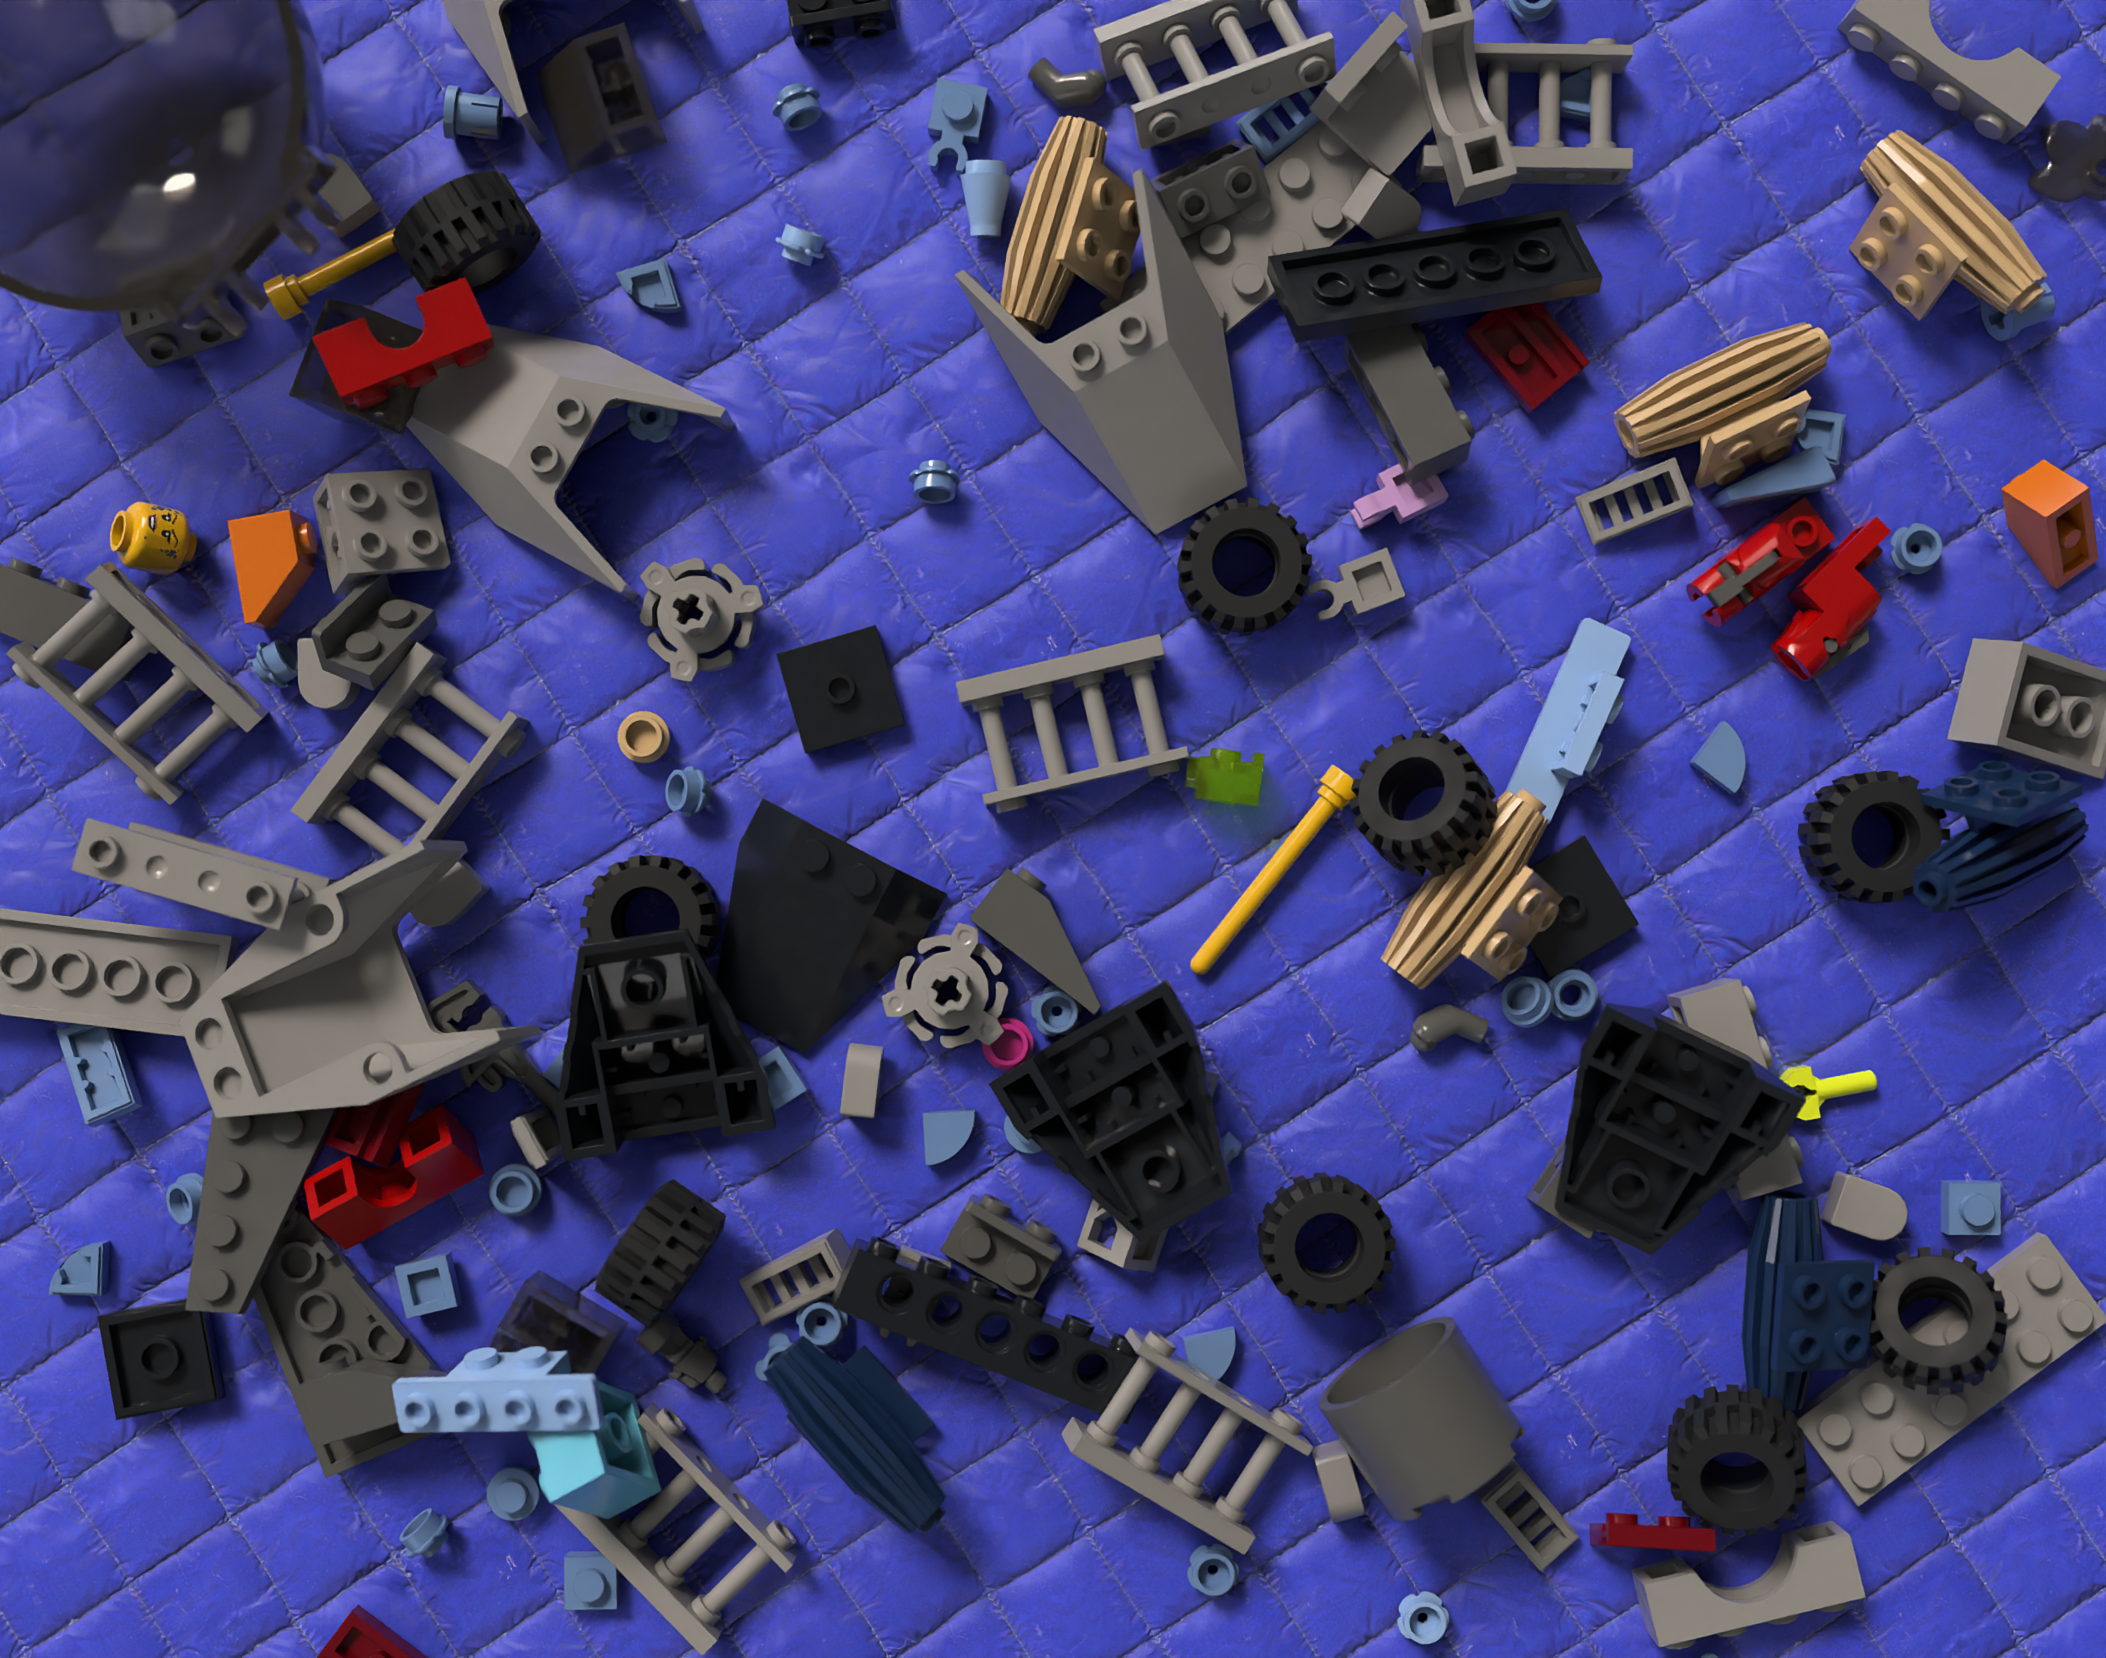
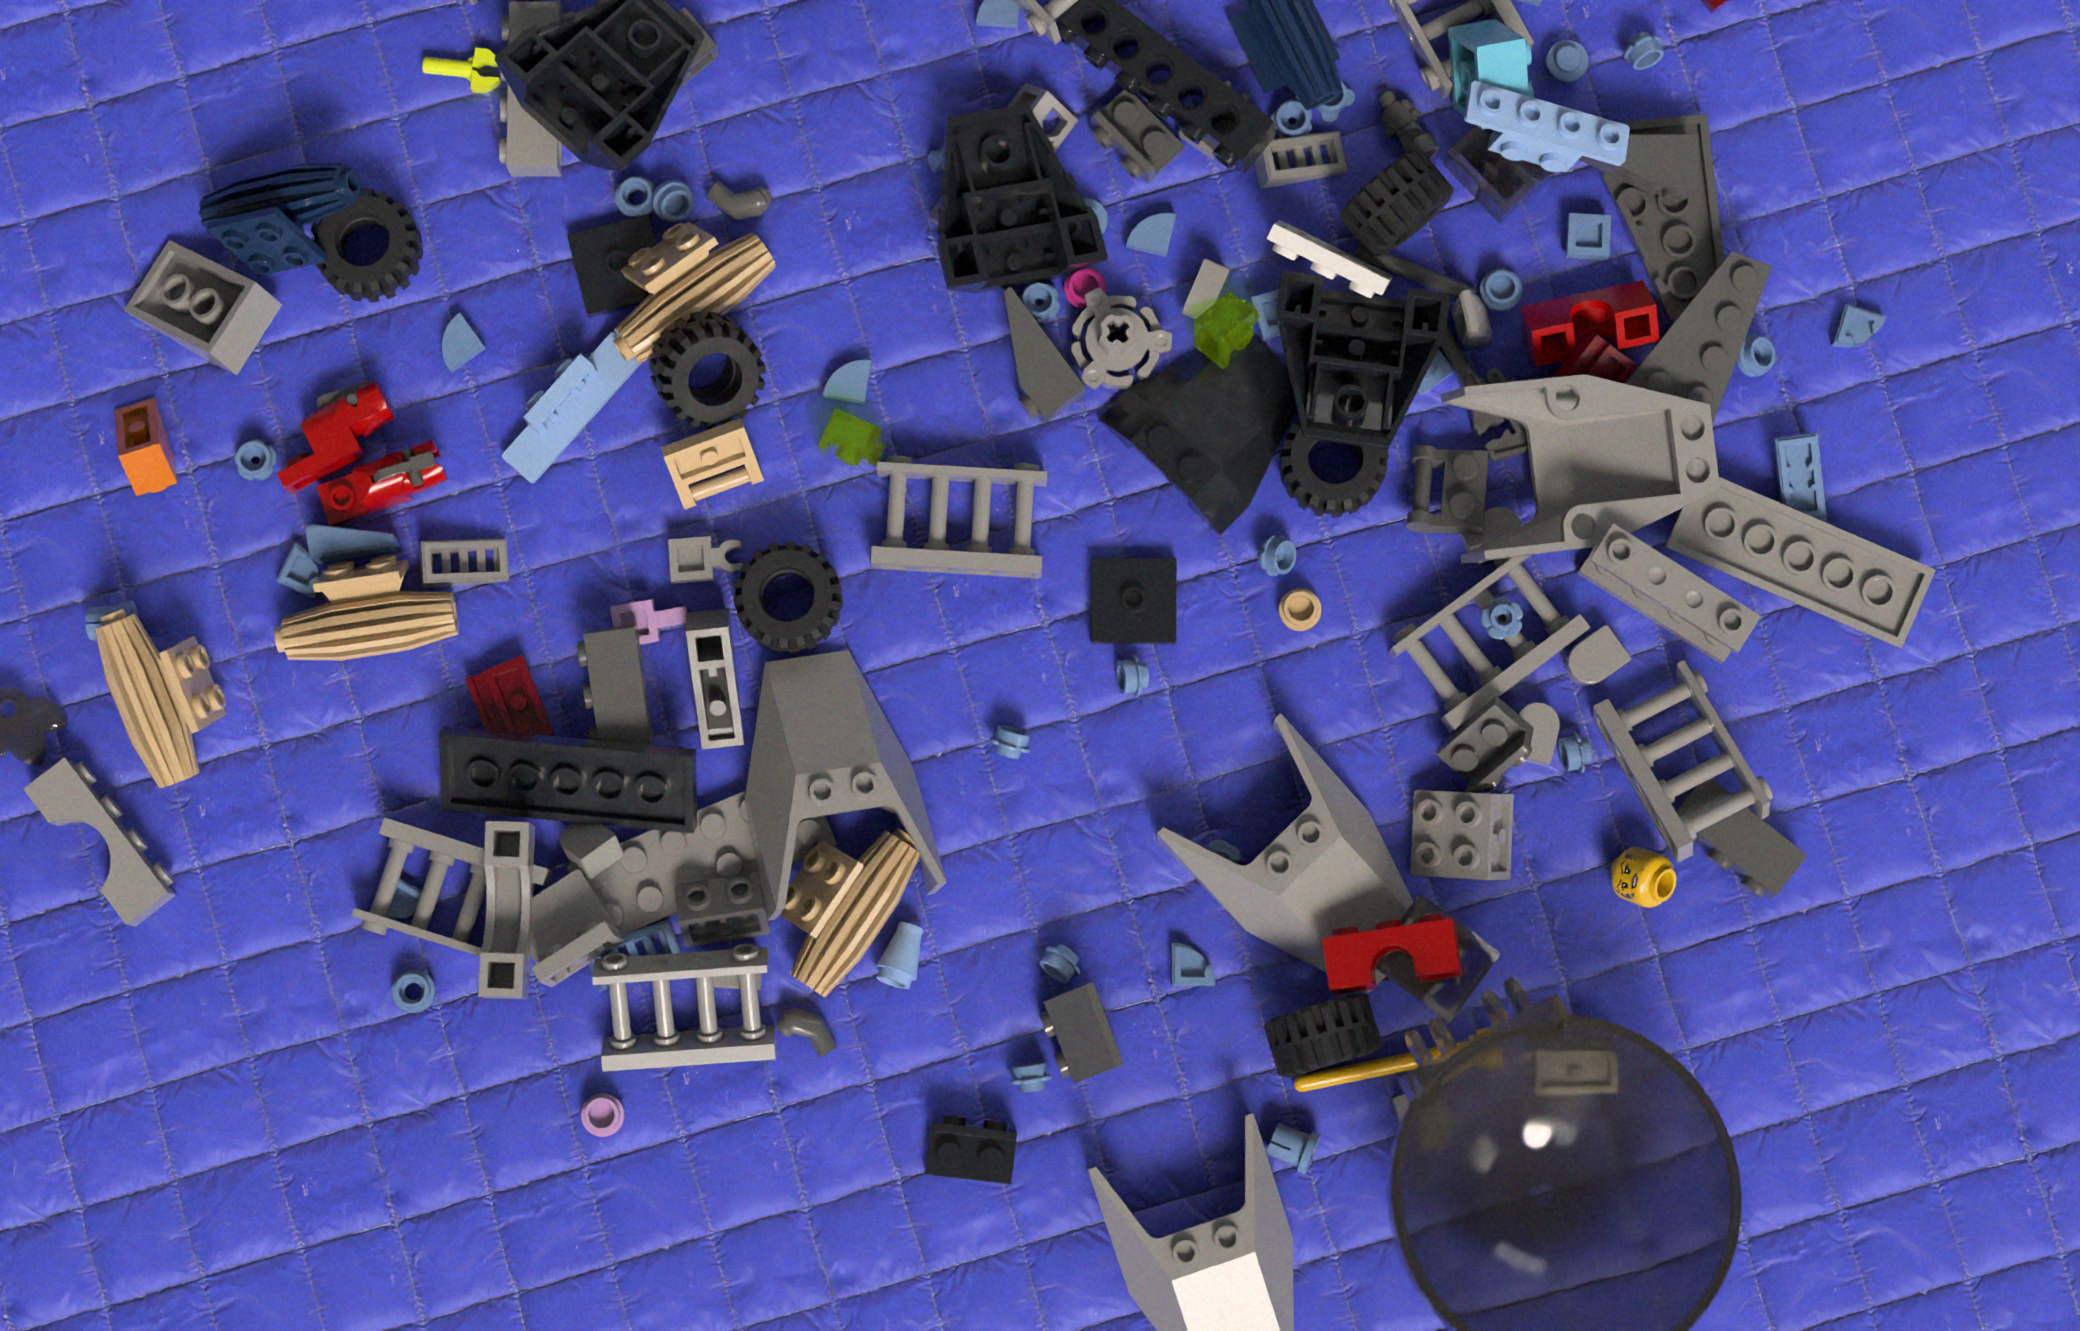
camera: 165 degrees left, 5 degrees down
(160, 1358) = (1811, 243): black plate -> none
(271, 562) = (1554, 834): orange slope -> none
(279, 782) = (1596, 658): none -> light grey piece
(410, 793) = (1498, 629): none -> medium blue plate
(489, 930) = (1462, 493): none -> dark grey plate
(600, 99) = (1188, 1123): clear smoke slope -> none
(615, 1179) = (1414, 272): none -> dark grey bar
(670, 599) = (1233, 705): light grey piece -> none
(722, 1160) = (1328, 259): none -> white plate
(748, 164) = (1081, 1033): none -> dark grey slope
(816, 600) = (1131, 676): none -> medium blue plate
(824, 1041) = (1225, 328): none -> clear neon green brick
(956, 118) = (904, 1032): medium blue plate -> none
(1250, 849) = (849, 382): none -> medium blue tile
(1301, 453) = (714, 678): none -> dark grey slope
(1334, 795) = (772, 403): yellow piece -> none
(1353, 1277) = (881, 31): black tyre -> none
(1383, 698) = (709, 455): none -> tan plate

